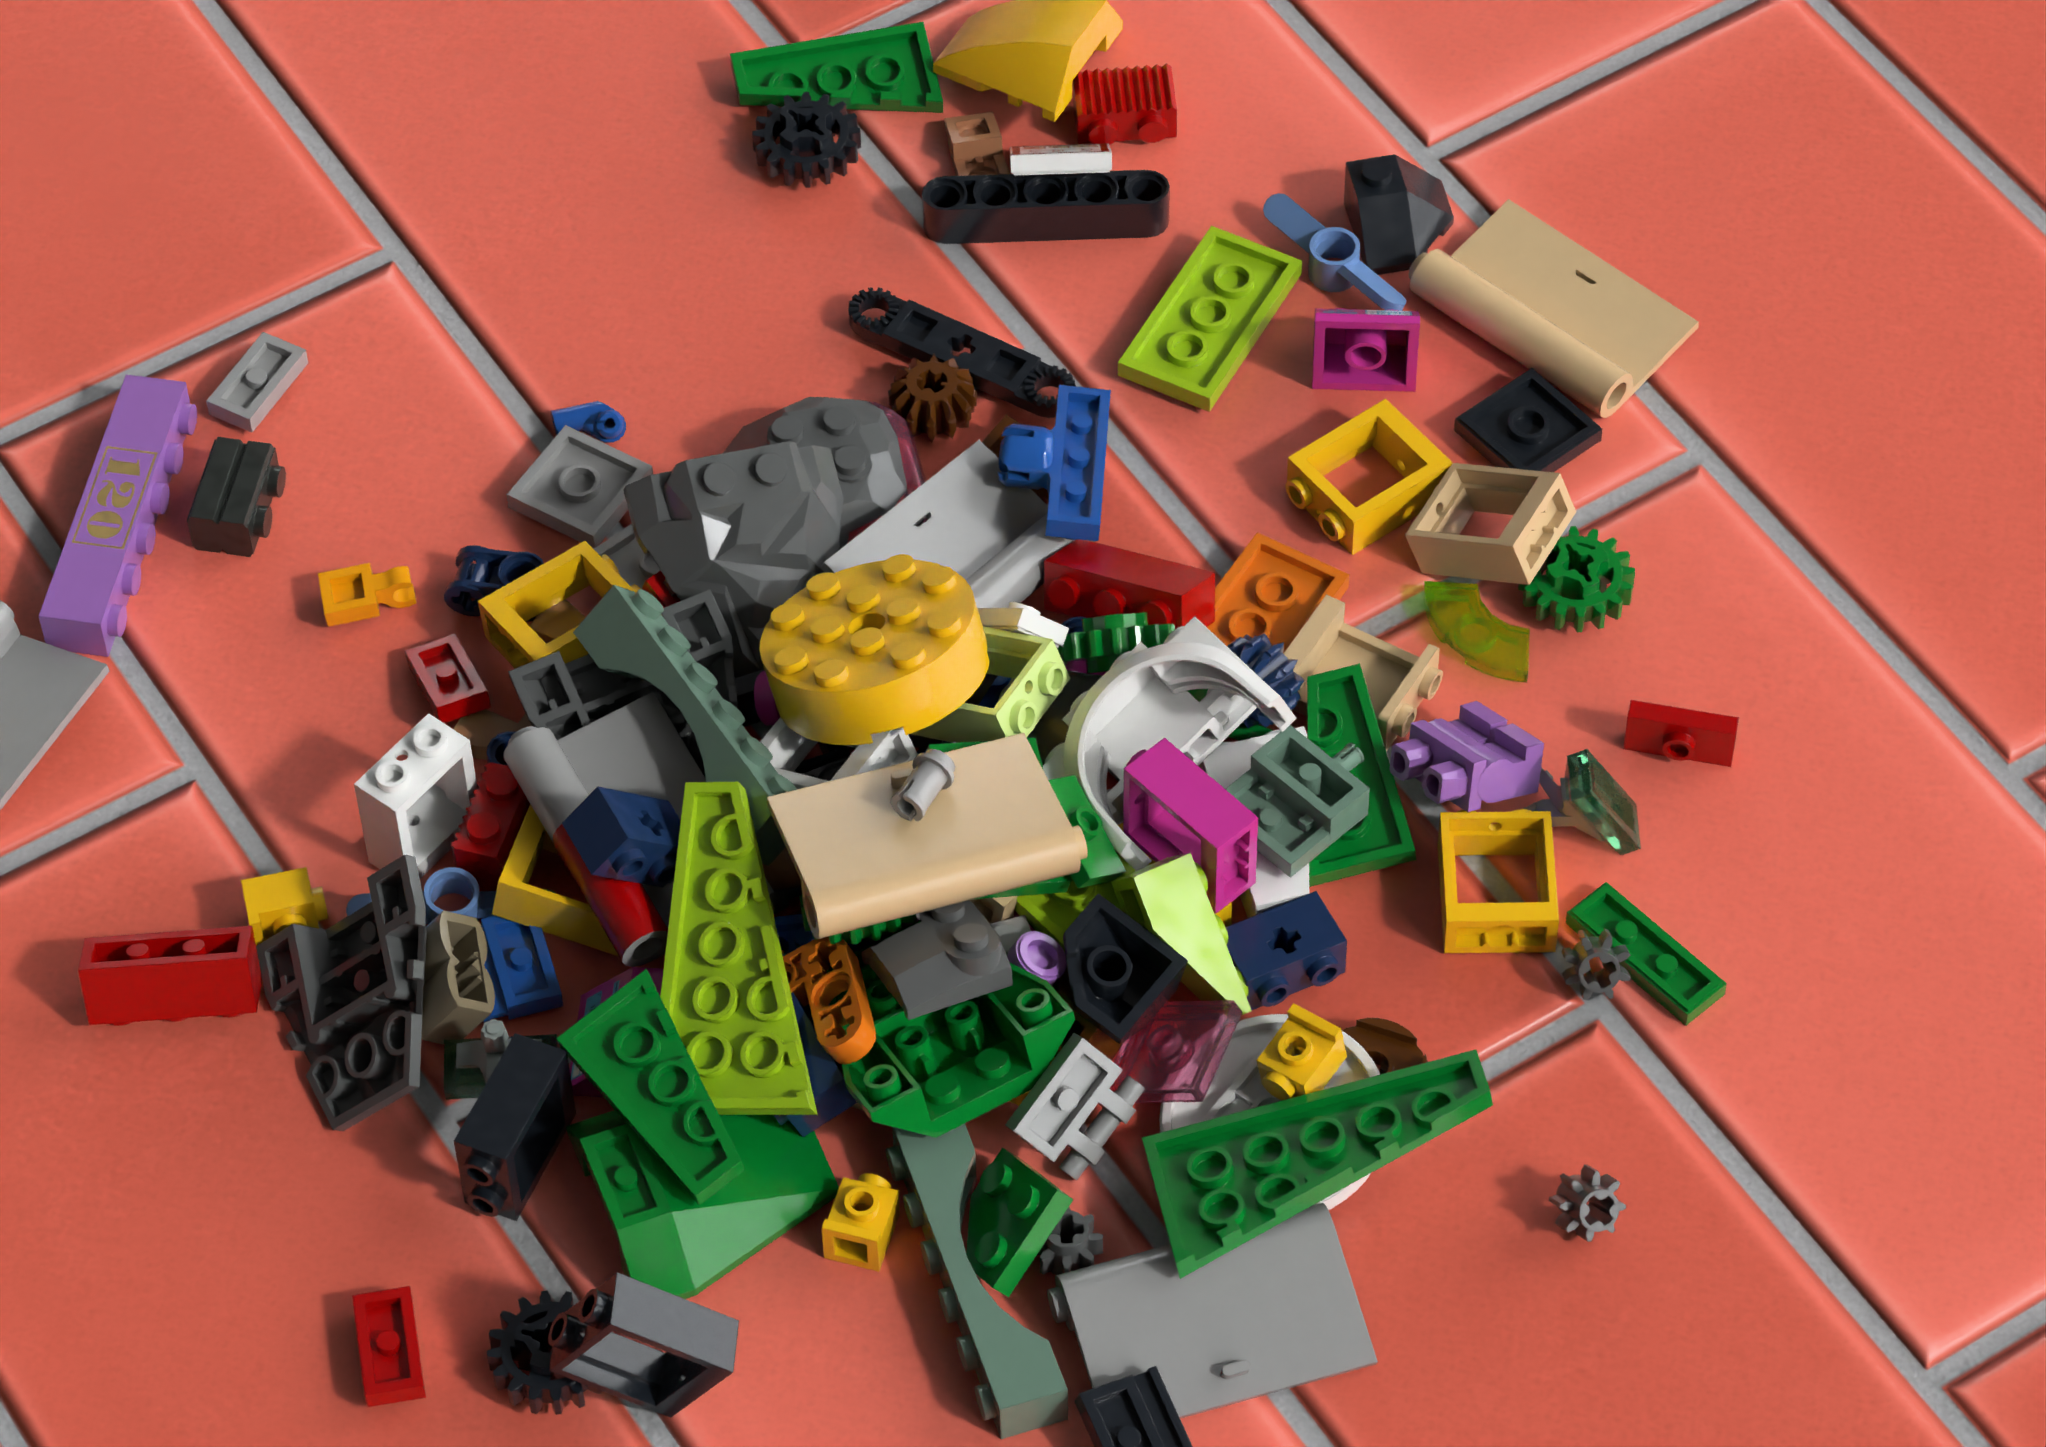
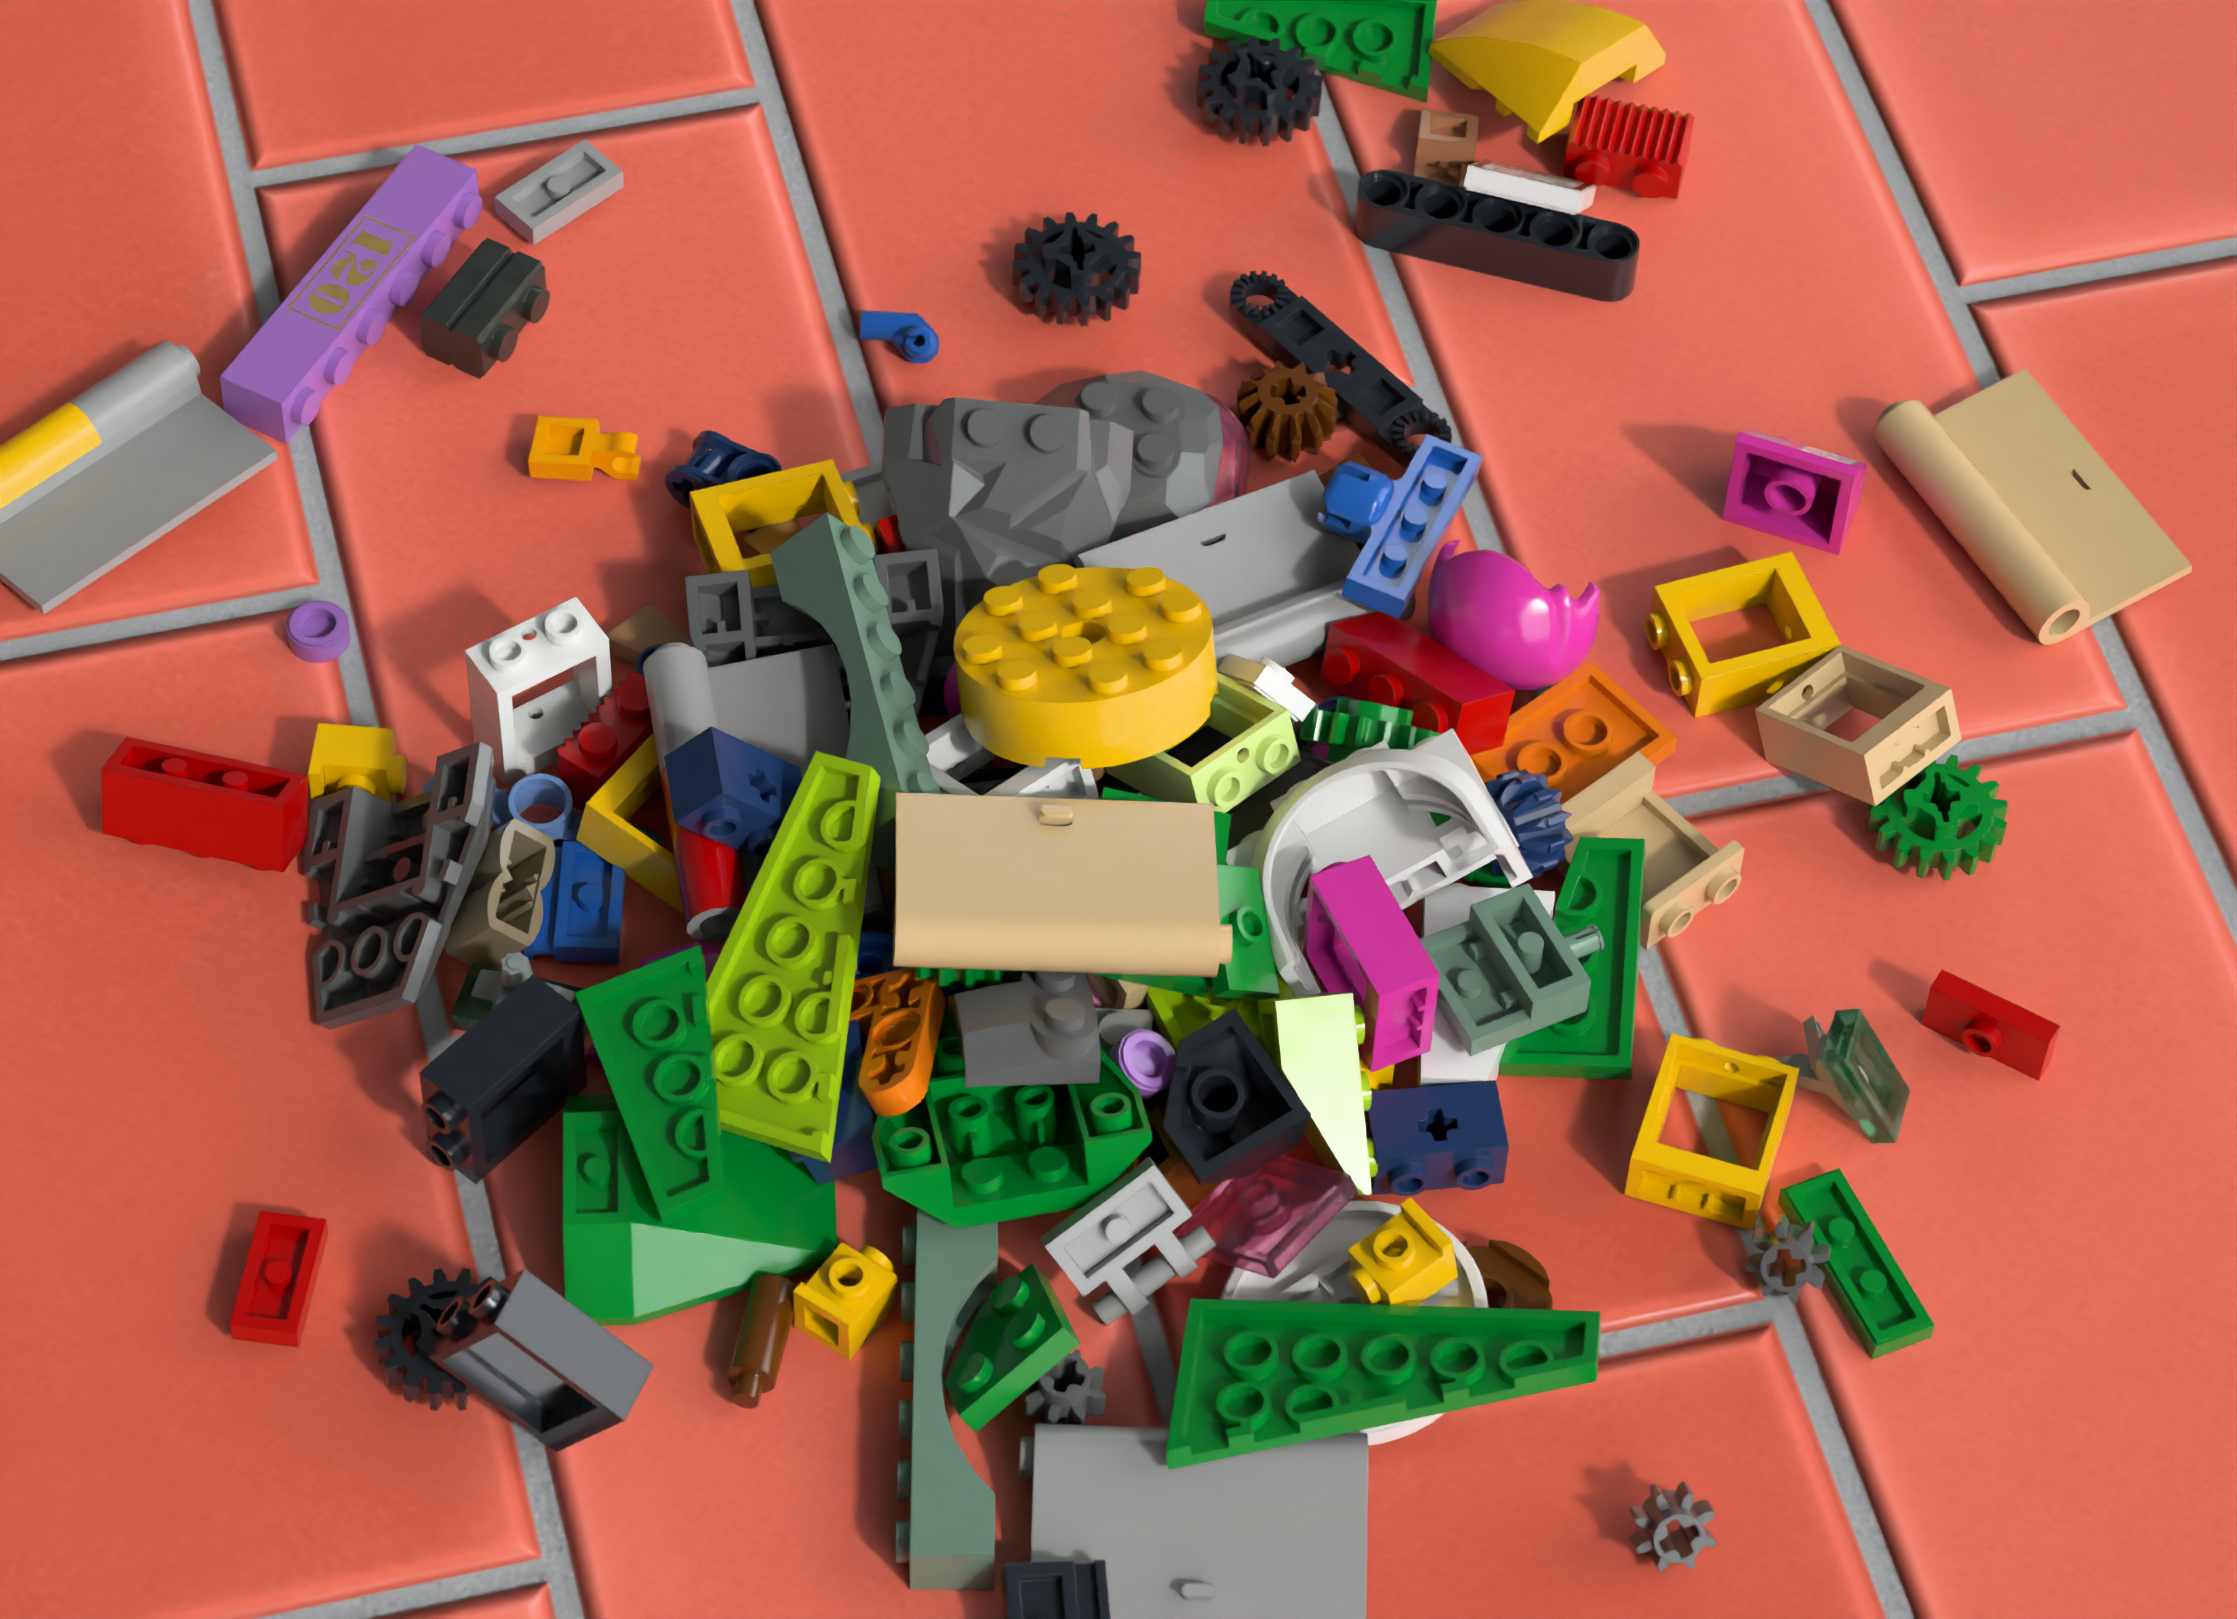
camera: 15 degrees right, 0 degrees up
(201, 805) = (318, 631): none -> medium lavender tile
(448, 678) = (633, 570): red plate -> none
(577, 486) = (847, 395): light grey plate -> none
(715, 328) = (1076, 268): none -> black gear
(804, 1274) = (761, 1339): none -> reddish brown cylinder
(929, 775) = (1080, 820): light grey pin -> none
(1183, 515) = (1507, 620): none -> dark pink piece
(1209, 318) = (1633, 409): lime plate -> none
(1330, 243) = (1798, 362): medium blue piece -> none
(1394, 211) = (1890, 346): black slope -> none
(1470, 758) = (1728, 982): medium lavender hips -> none
(1474, 633) = (1799, 845): clear neon green tile -> none
(1528, 426) = (1949, 629): black plate -> none

